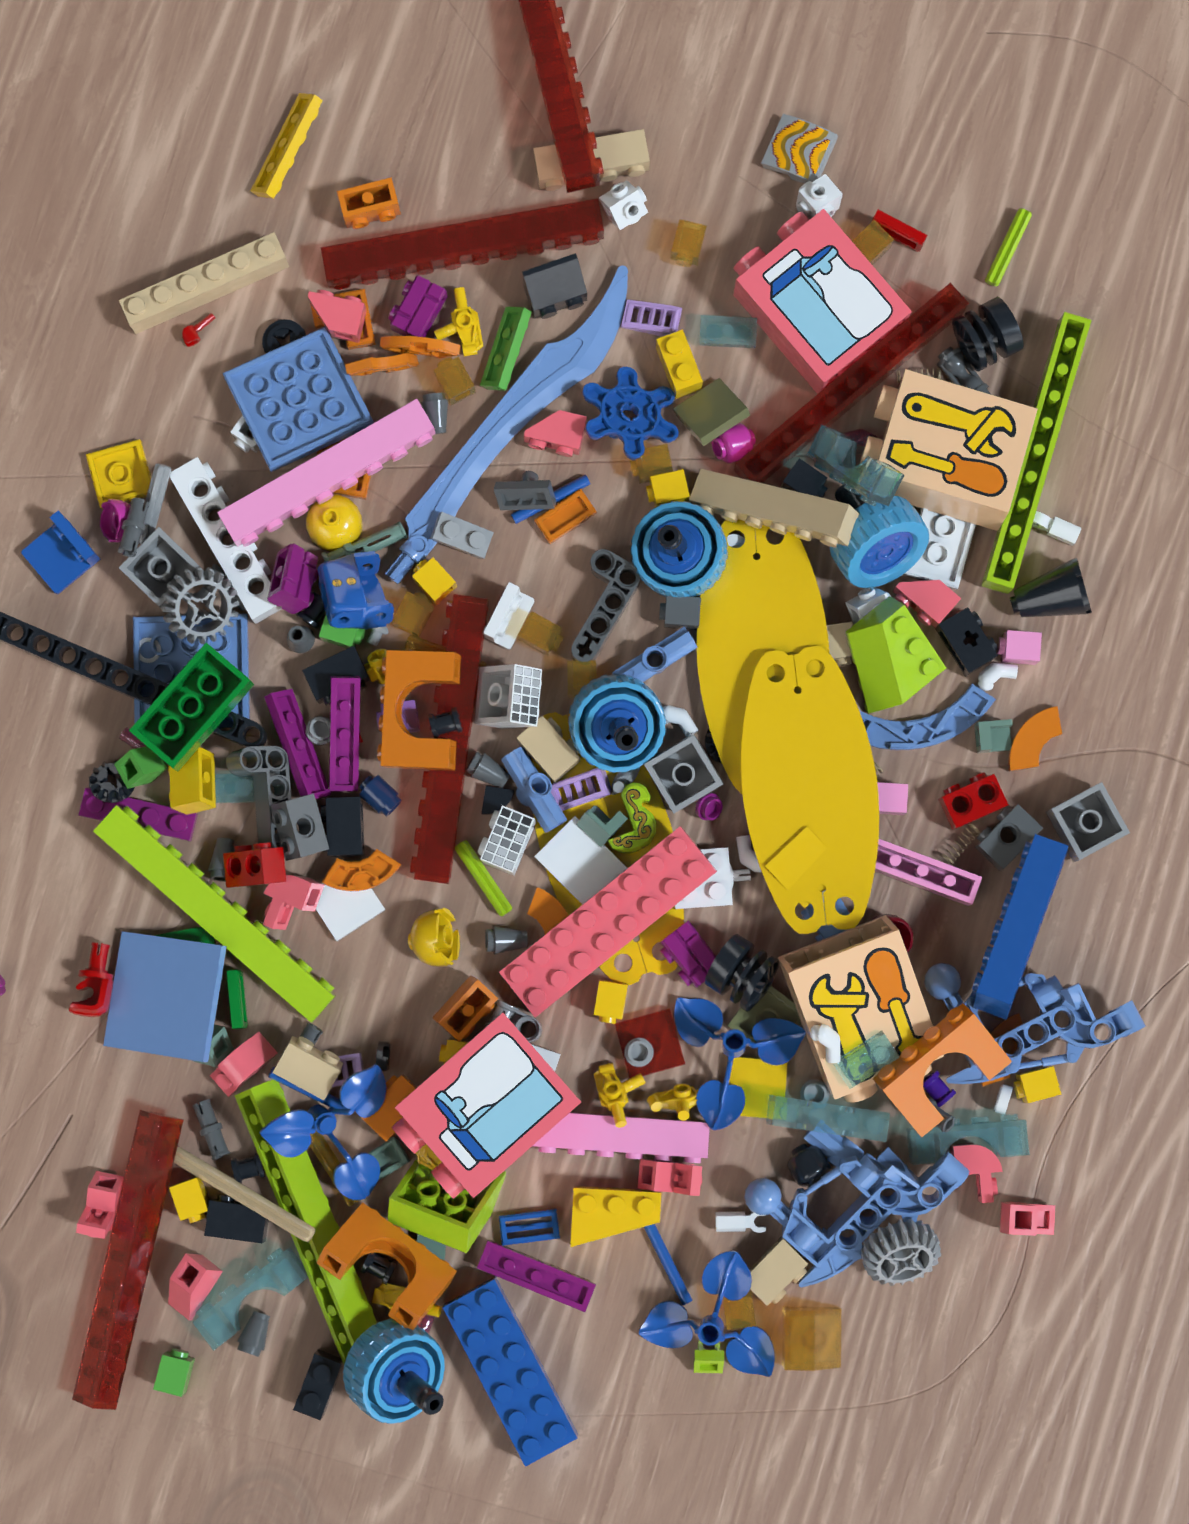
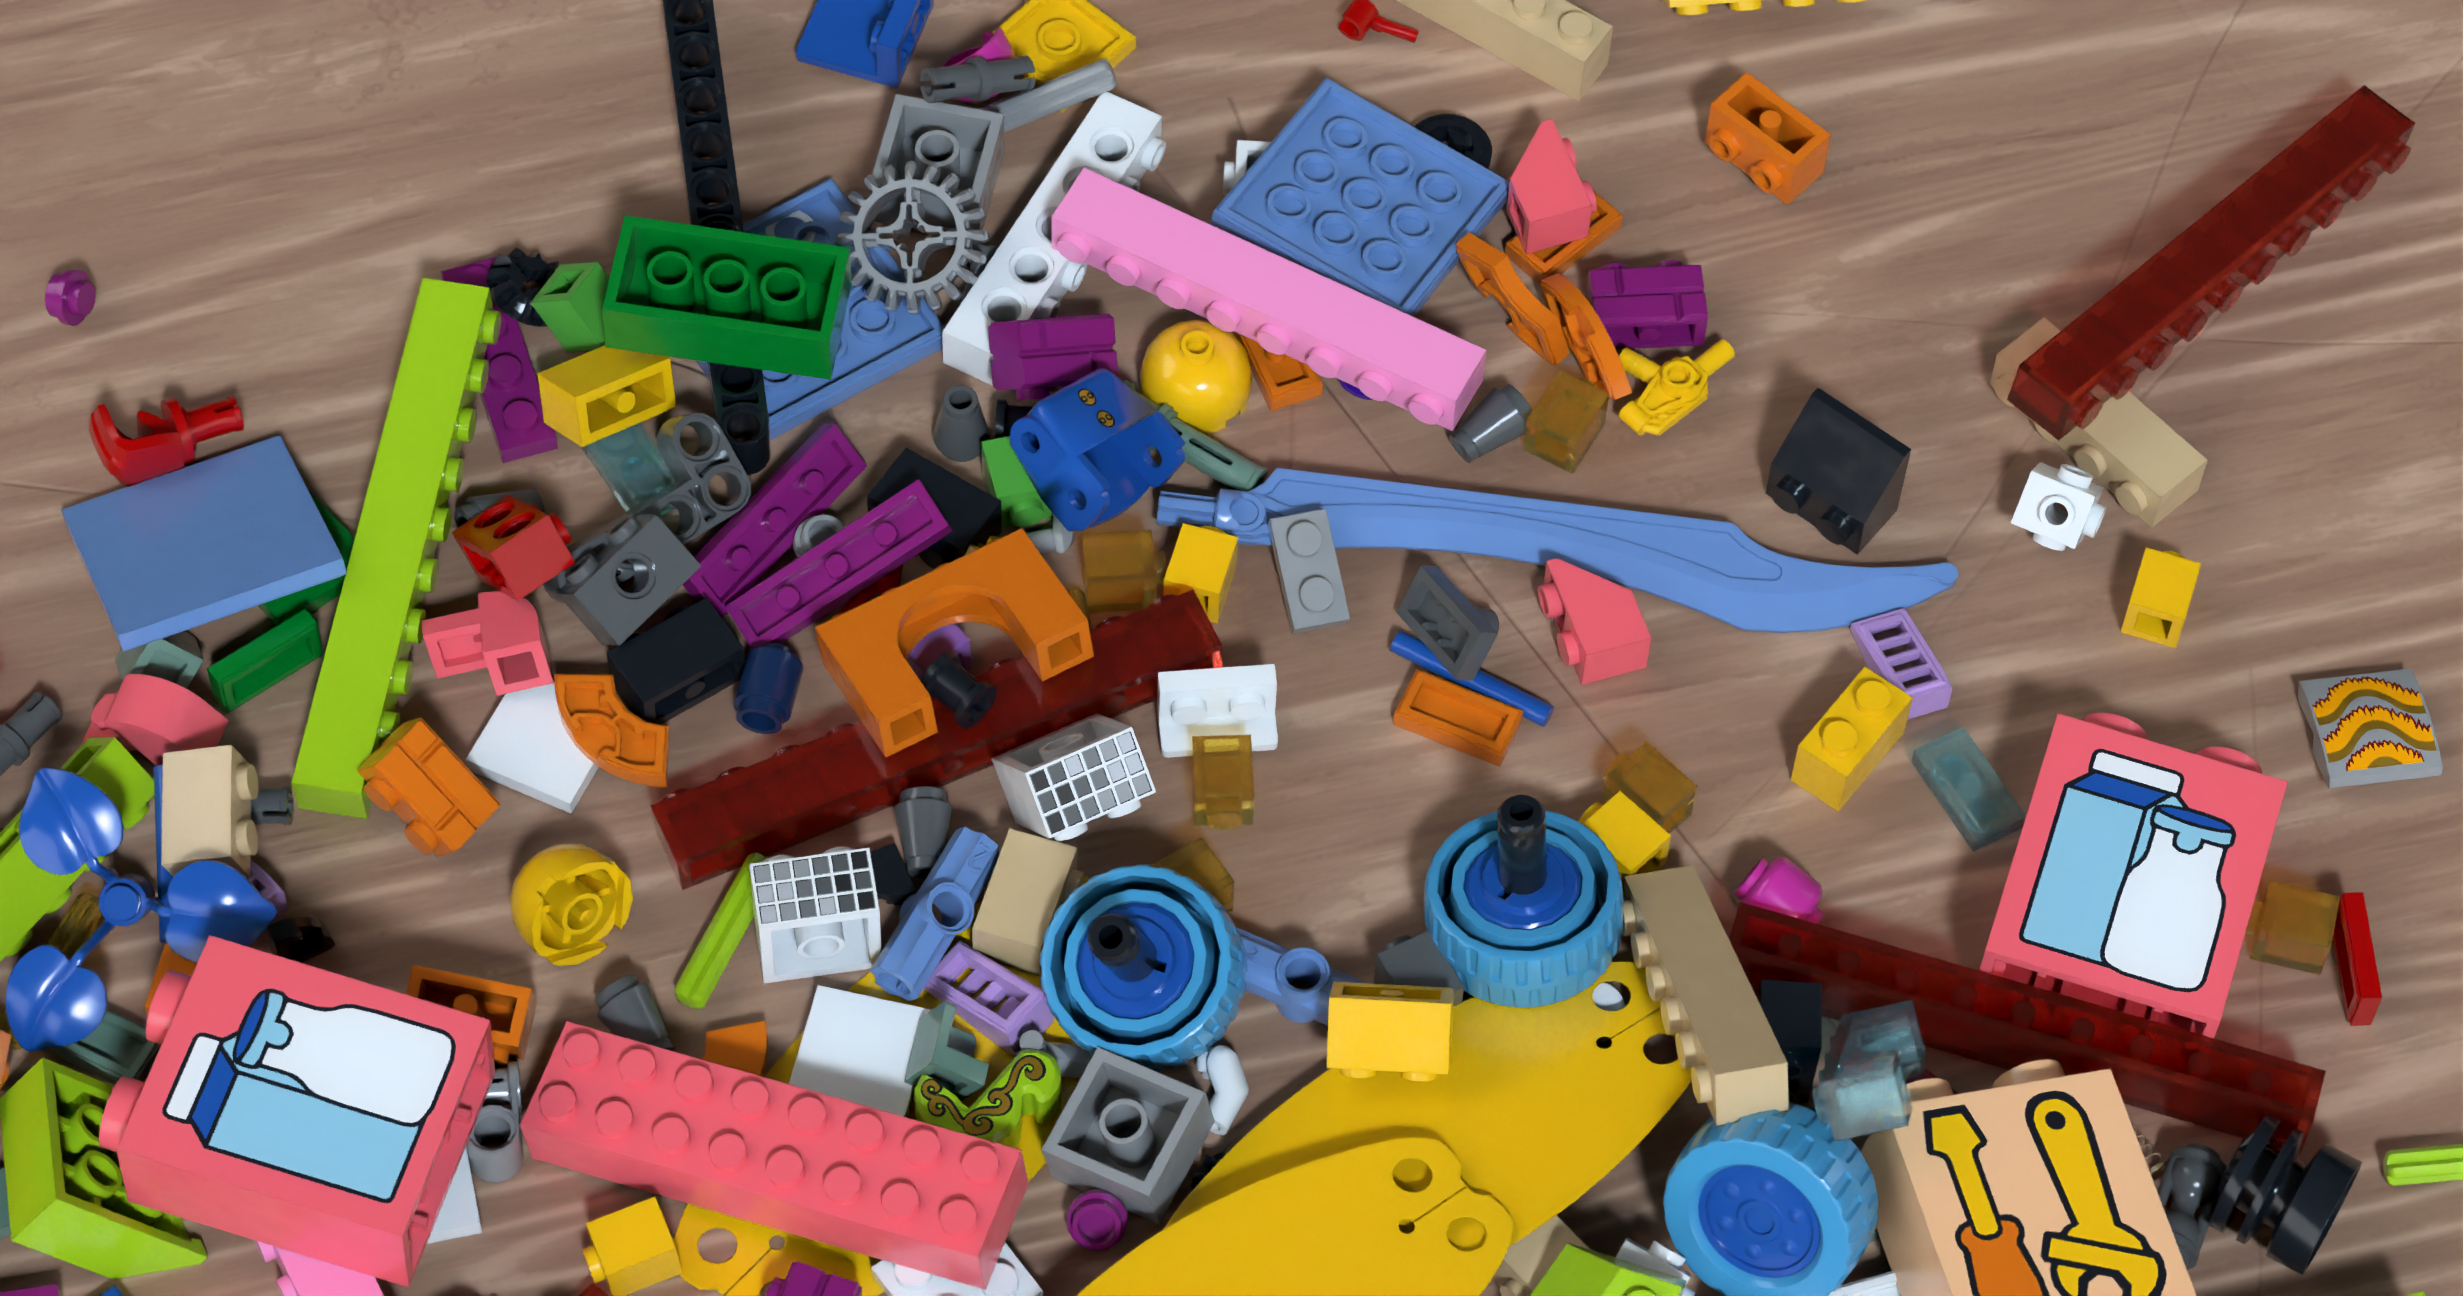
camera: 55 degrees right, 25 degrees down
(348, 966) = (427, 788): none -> orange brick
(463, 244) = (1810, 314): clear red brick -> none
(505, 348) = (1679, 469): bright green plate -> none
(601, 611) = (1330, 851): dark grey beam -> none
(631, 397) = (1733, 687): blue plate -> none
(688, 243) = (2072, 642): clear yellow brick -> none
(689, 191) = (2161, 597): none -> yellow brick
(705, 640) = (1390, 1030): none -> yellow brick
(711, 411) = (1806, 831): olive tile -> none
(818, 196) = (2313, 796): white brick -> none

